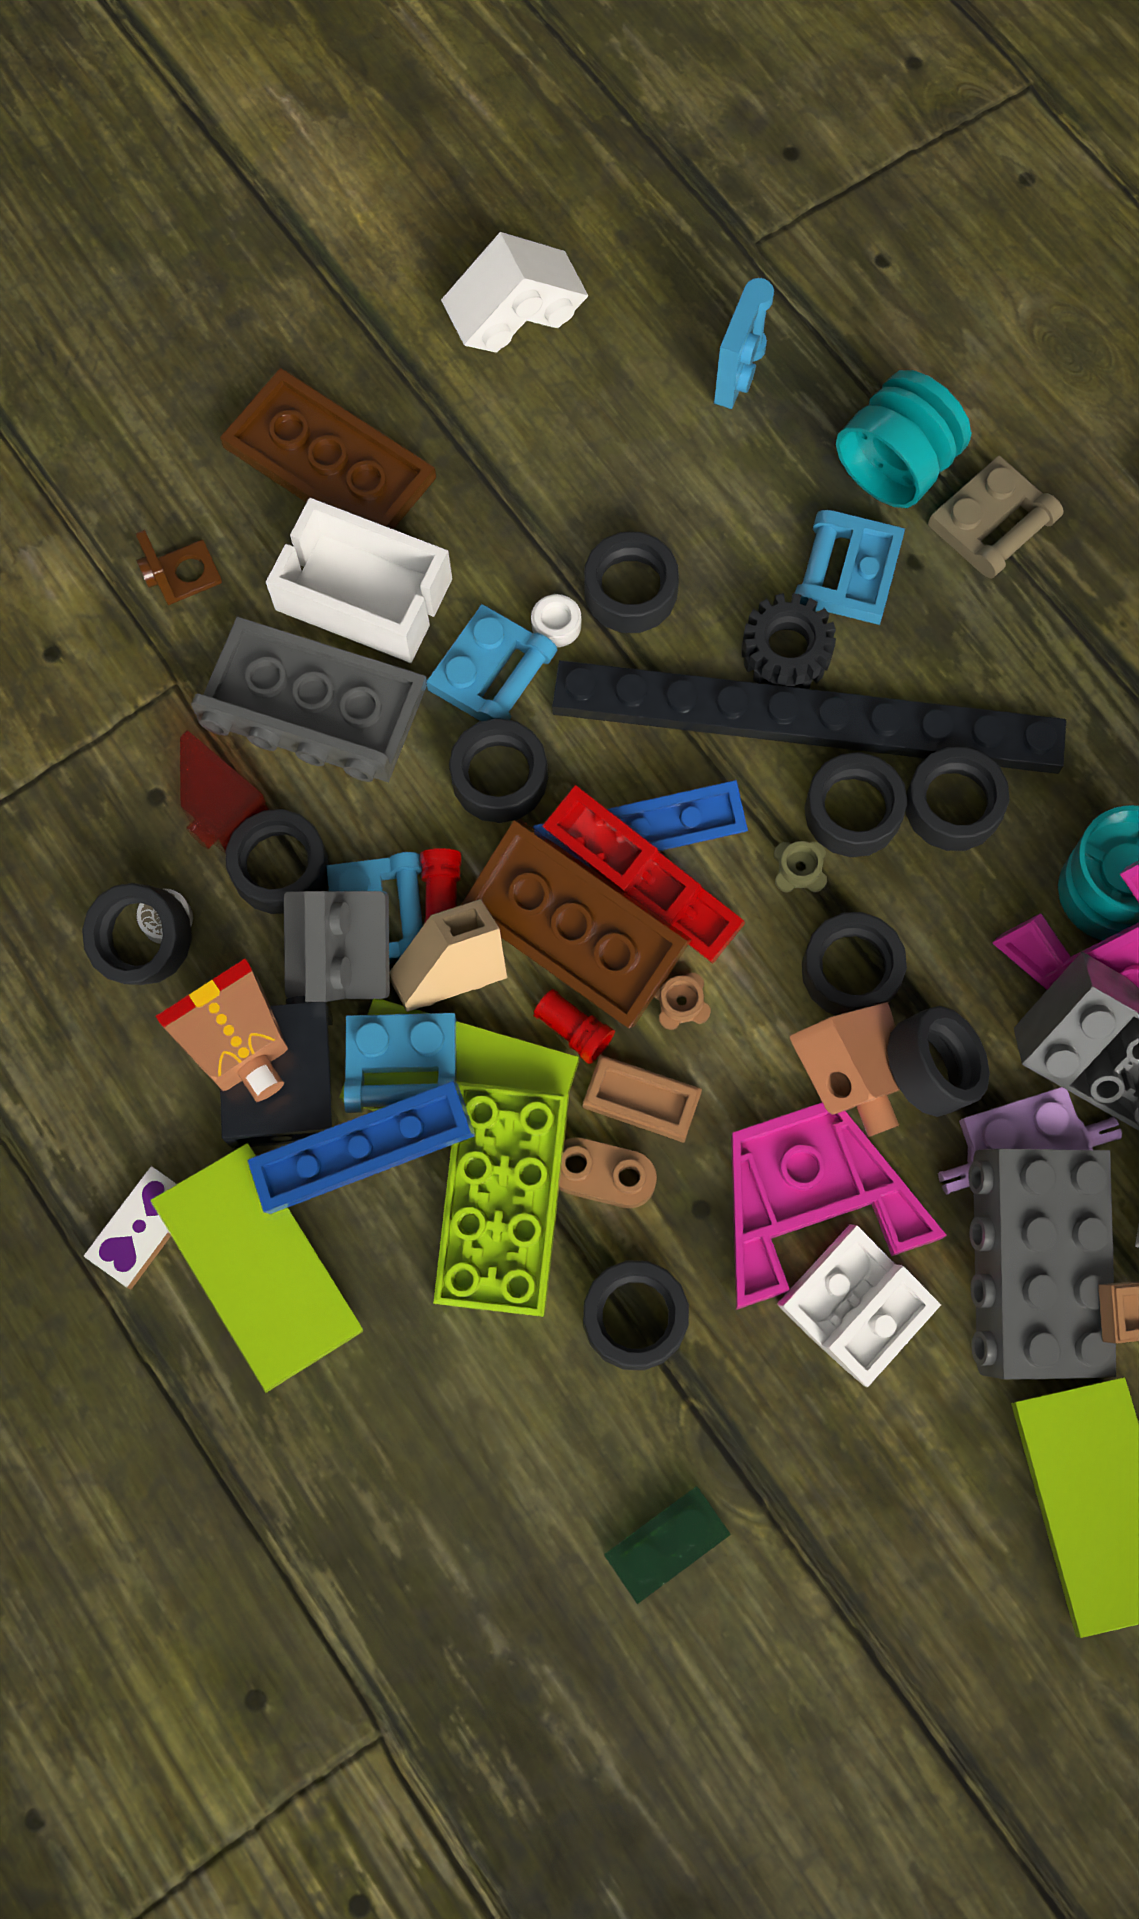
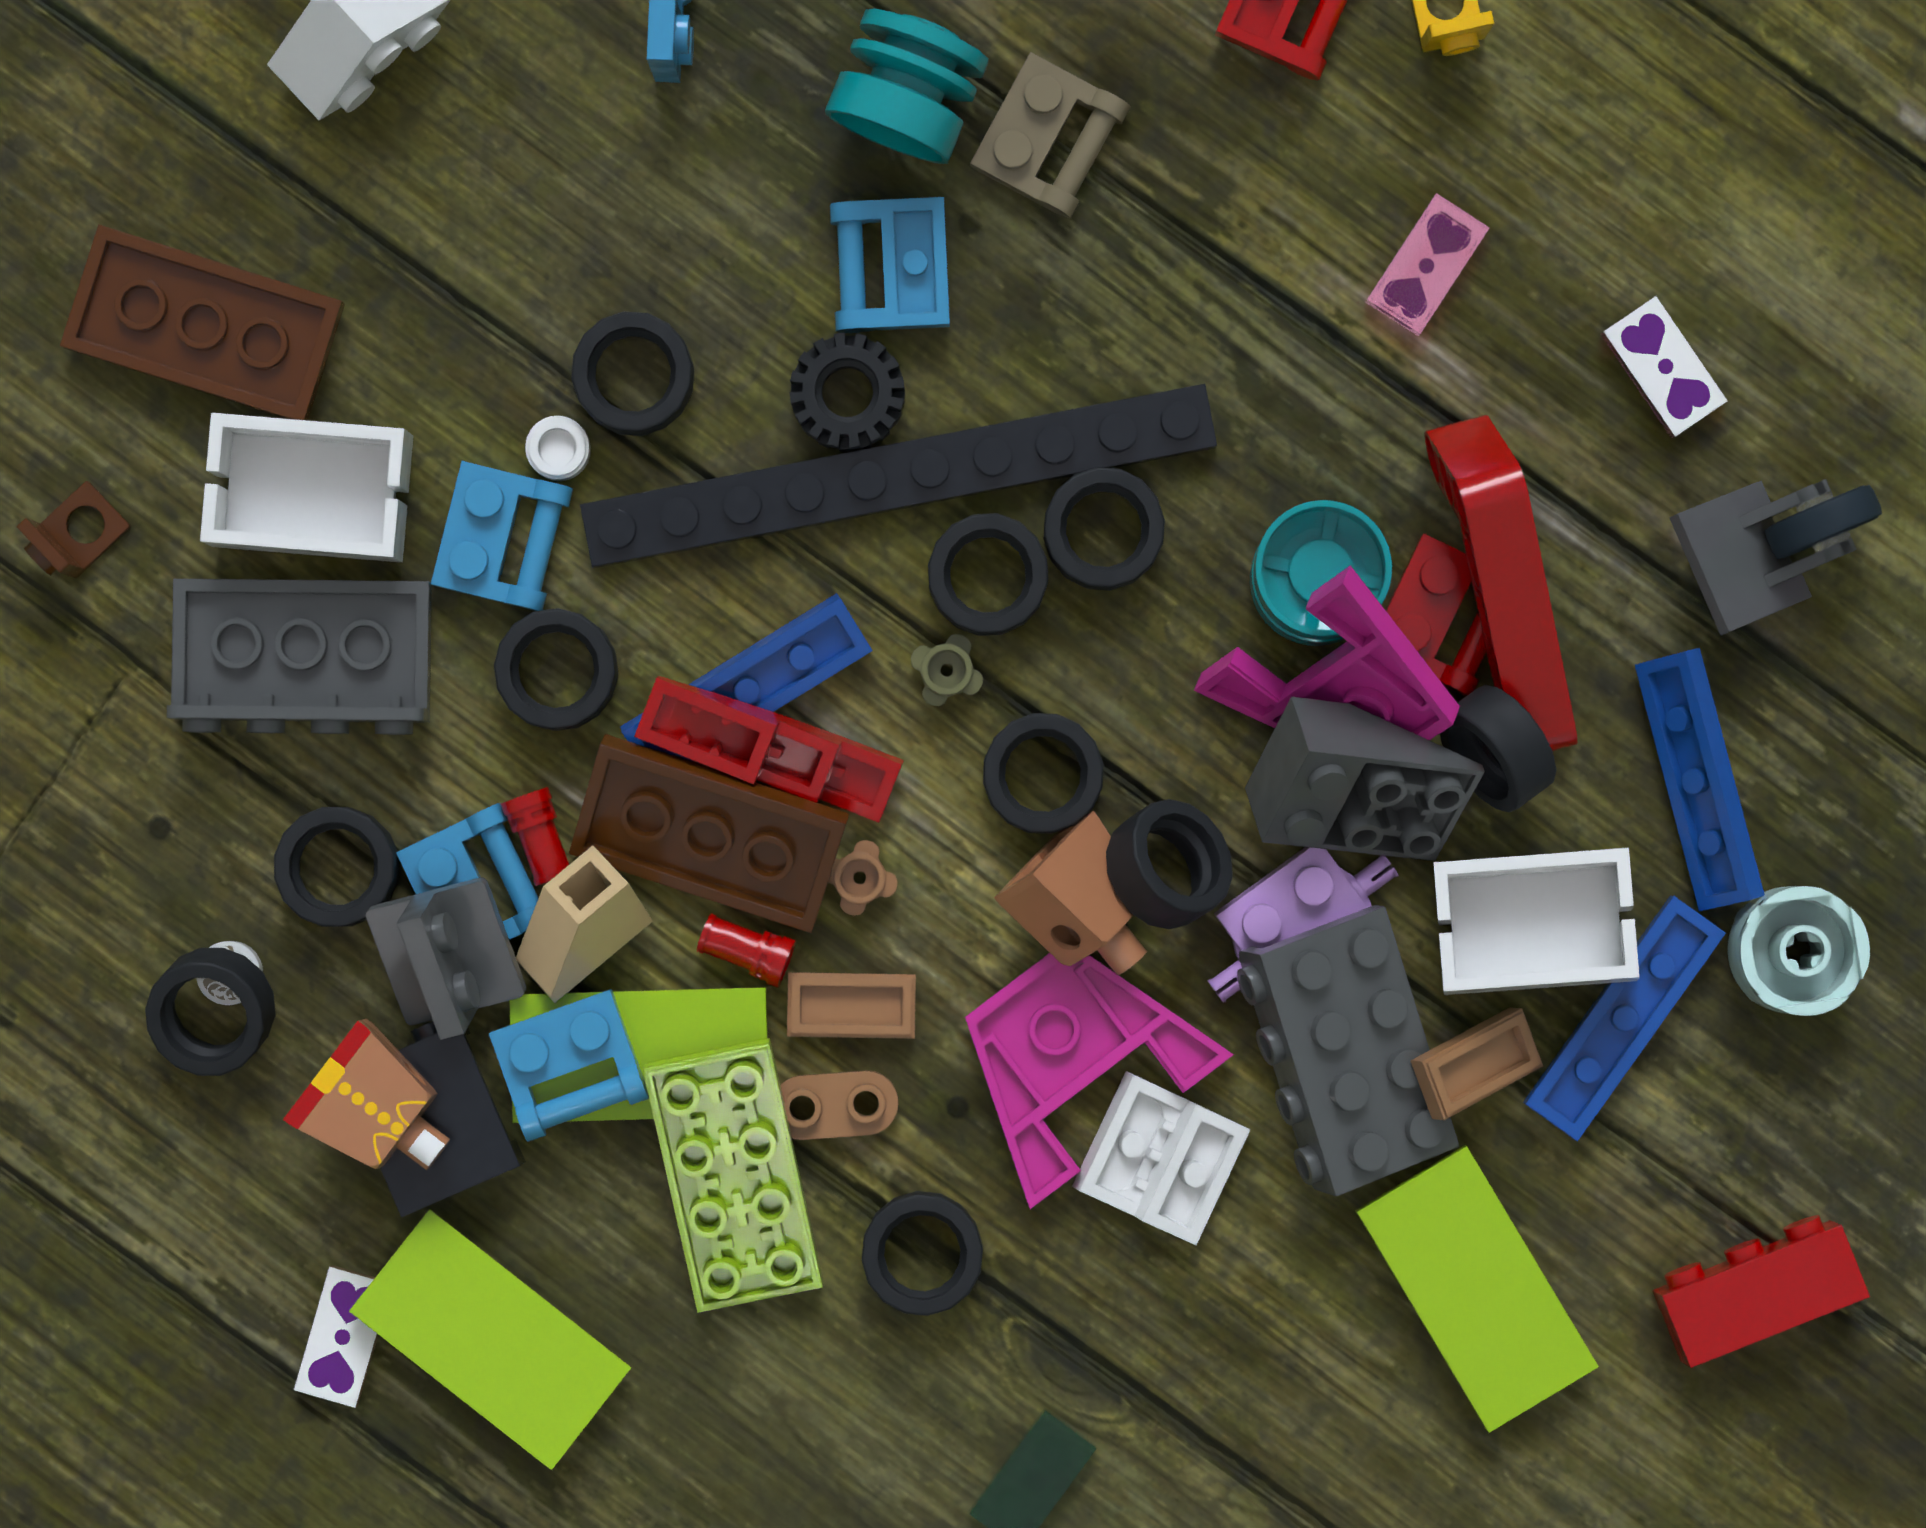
camera: 25 degrees left, 15 degrees up
(213, 794) = (234, 814): clear red slope -> none
(361, 1147) = (561, 1179): blue plate -> none

